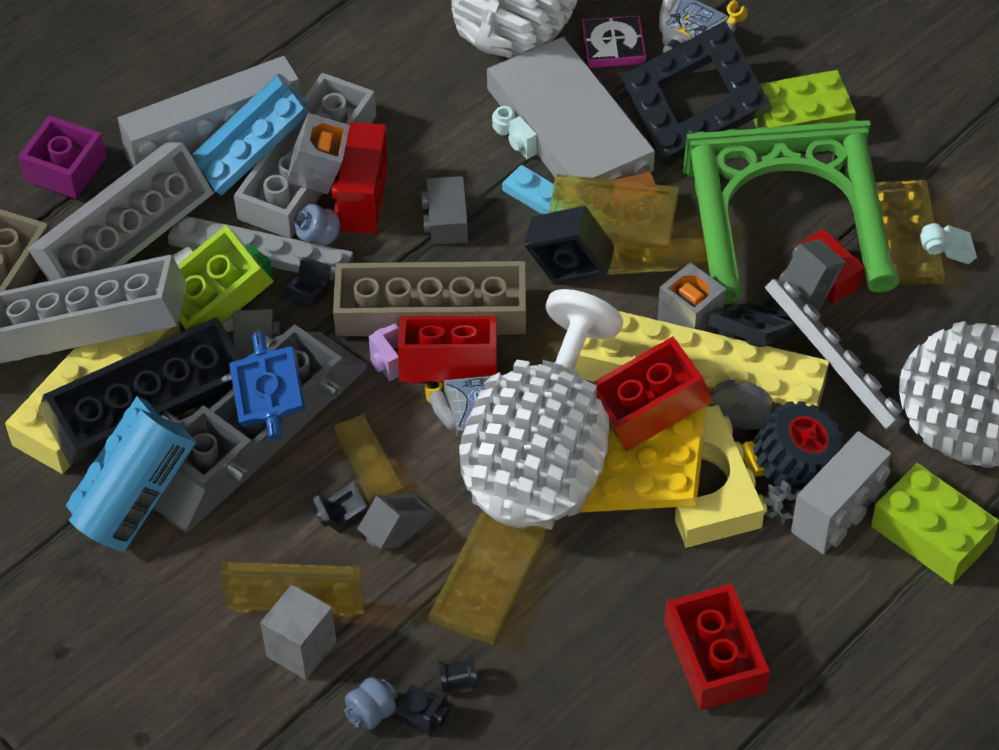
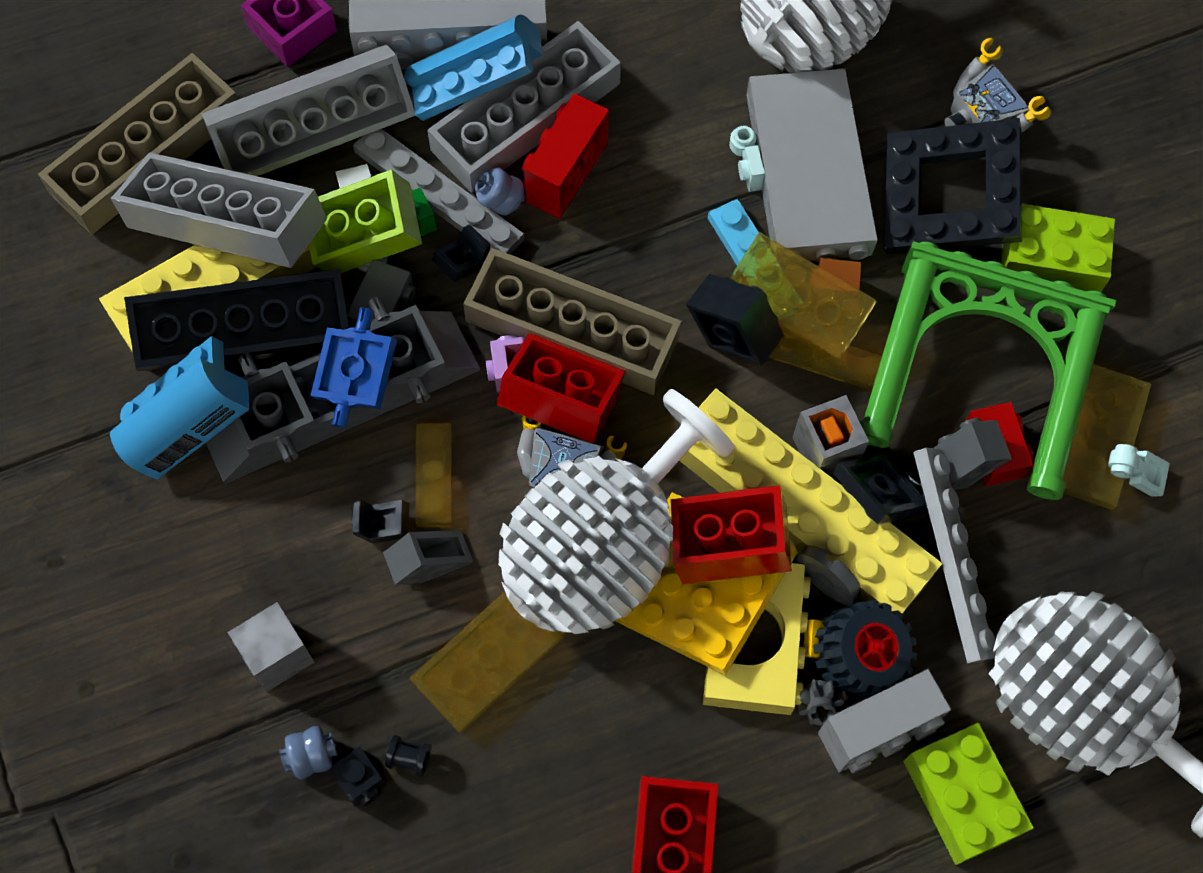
camera: 20 degrees right, 15 degrees up
(261, 585) = (303, 604): clear yellow plate -> none
(318, 153) = (522, 119): flat silver piece -> none
(446, 210) = (636, 224): dark grey brick -> none
(613, 41) = (899, 89): tile -> none

